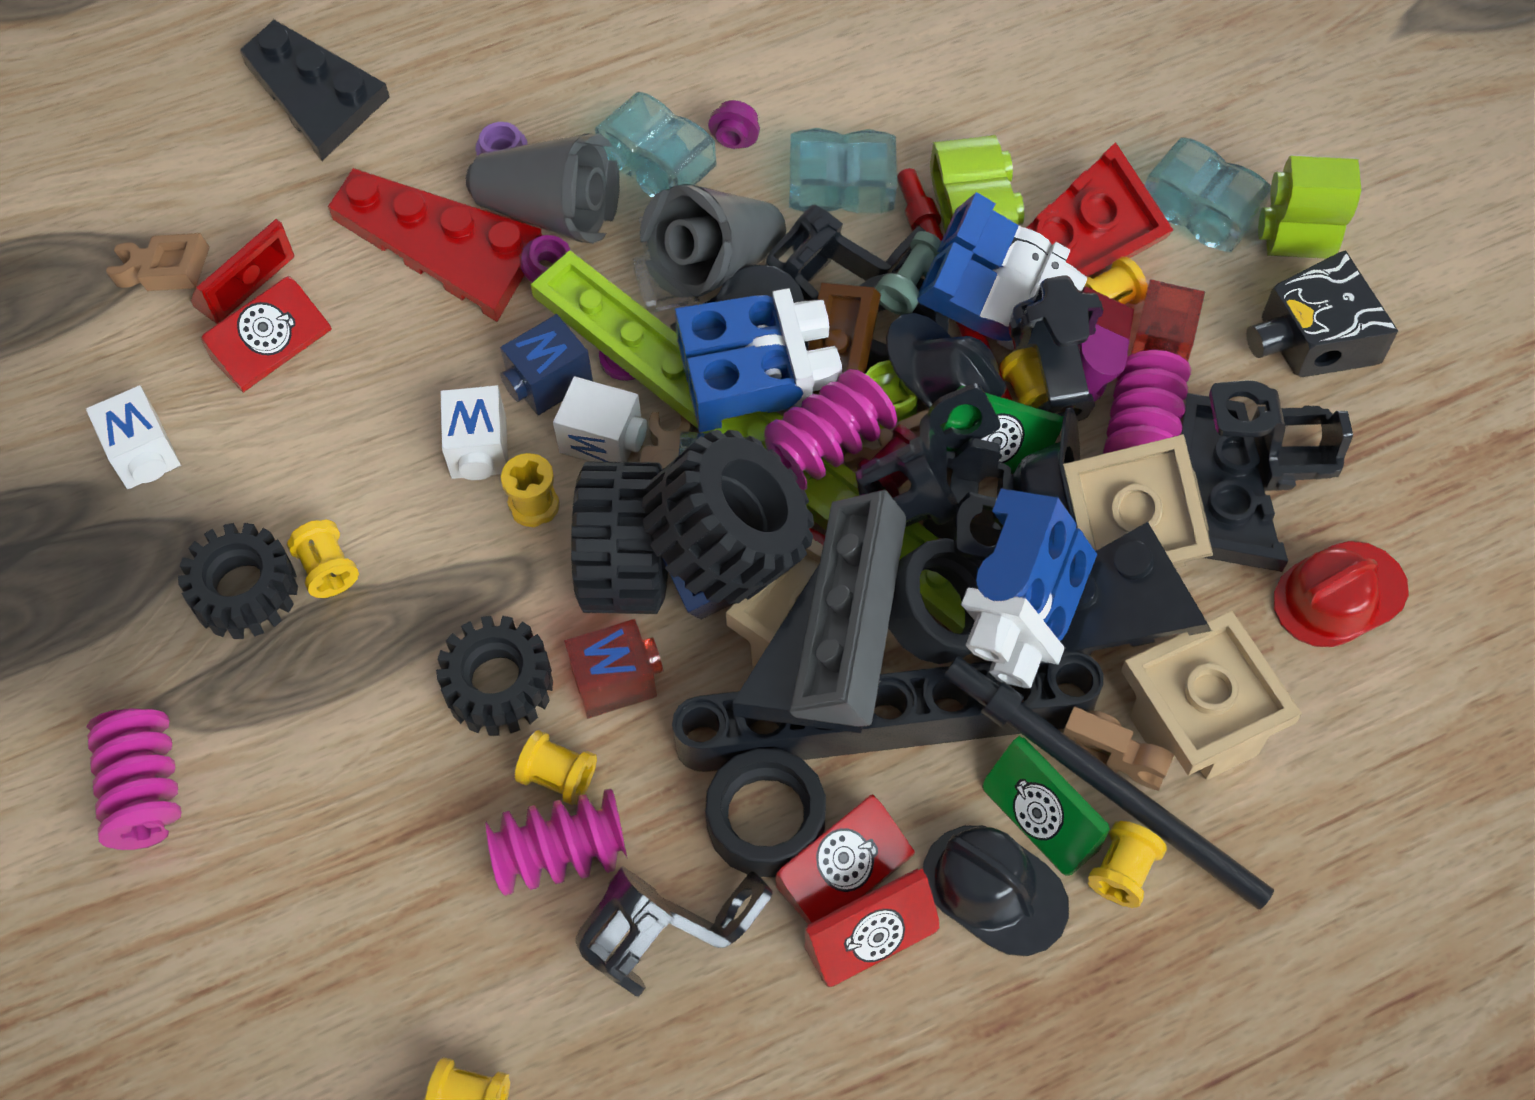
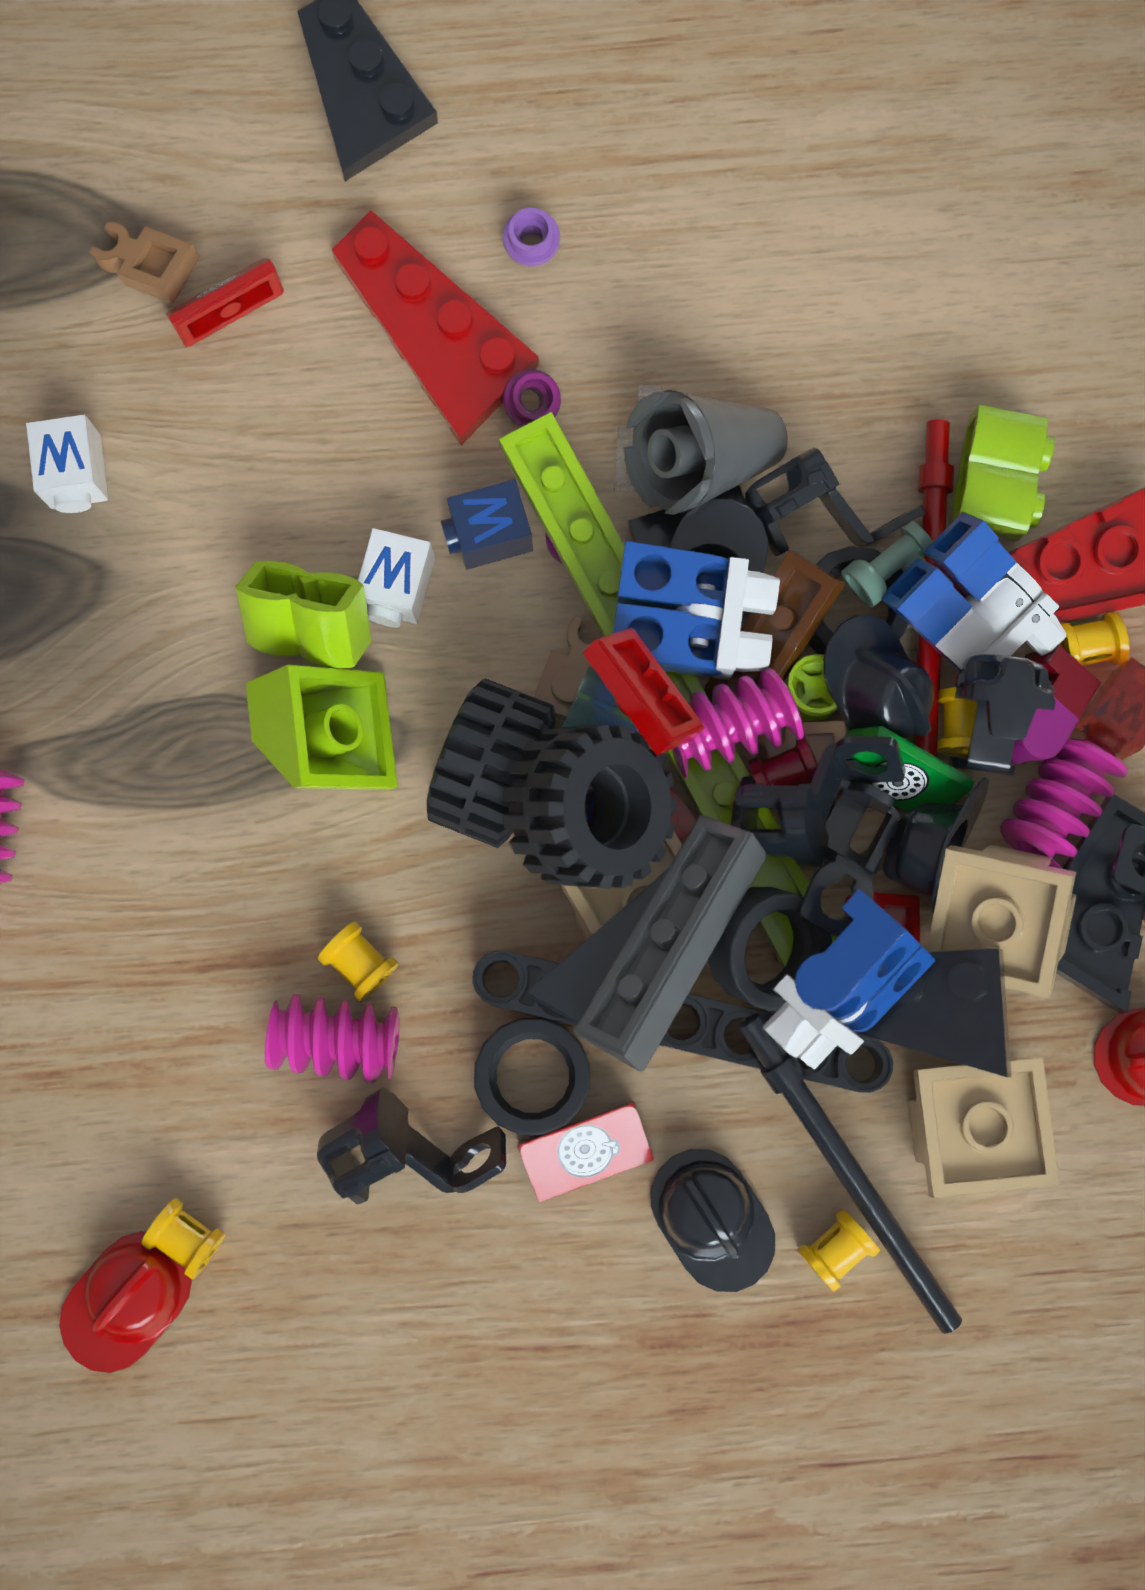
camera: 20 degrees right, 20 degrees up
(221, 557) = (101, 632): black tyre -> none
(265, 333) = (227, 384): red slope -> none
(322, 558) = (210, 662): yellow bush -> none
(400, 481) = (304, 614): none -> lime brick
(448, 568) = (324, 727): none -> lime slope
(484, 645) = (298, 834): black tyre -> none
(530, 489) = (429, 644): yellow bush -> none
(551, 185) = (562, 313): dark grey cone -> none
(599, 422) = (520, 612): white brick -> none
(613, 667) = (443, 881): clear red brick -> none
(656, 144) = (688, 297): clear light blue brick -> none
(734, 124) = (782, 298): magenta plate -> none
(739, 407) = (643, 690): none -> red plate
(843, 170) = (873, 396): clear light blue brick -> none
(872, 928) = (586, 1221): red slope -> none
(1045, 807) = (787, 1168): green slope -> none
(1113, 746) = (866, 1125): medium nougat plate -> none

